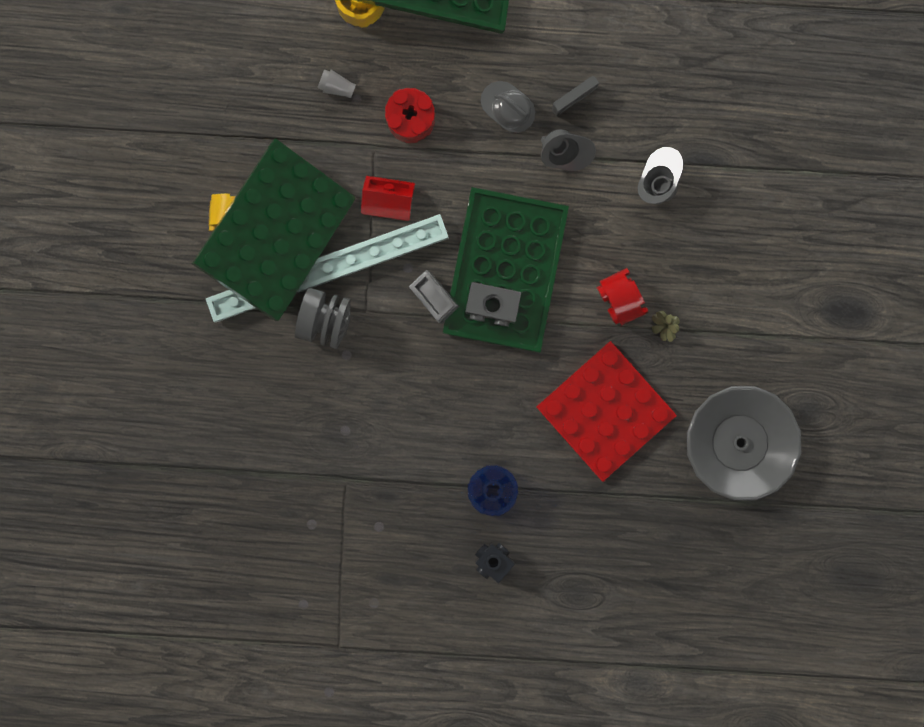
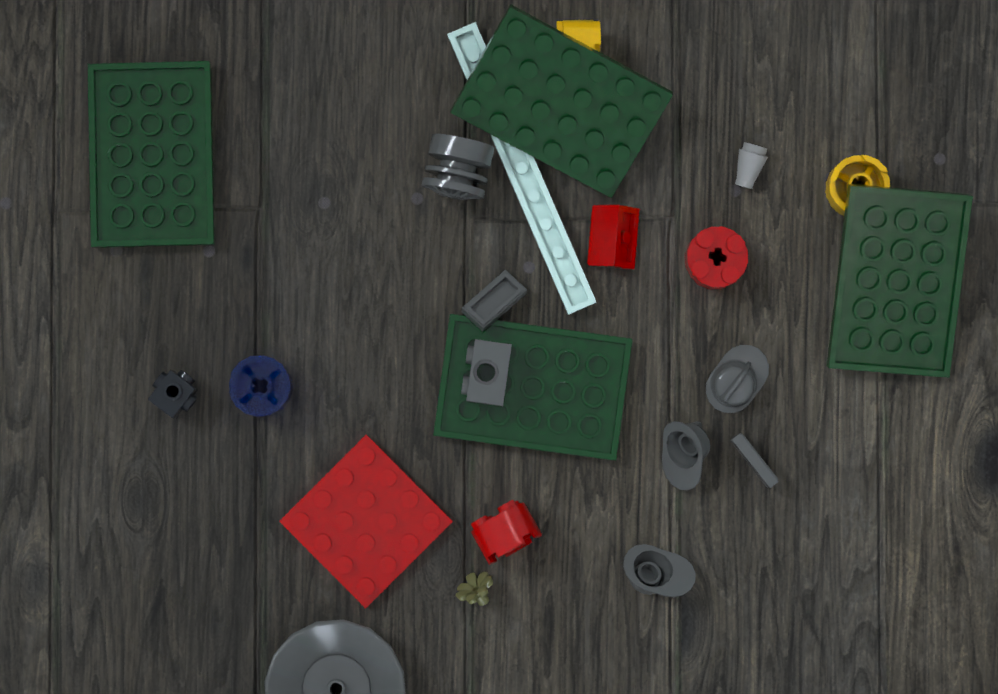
camera: 85 degrees right, 0 degrees up
(296, 570) = (151, 154): none -> dark green plate

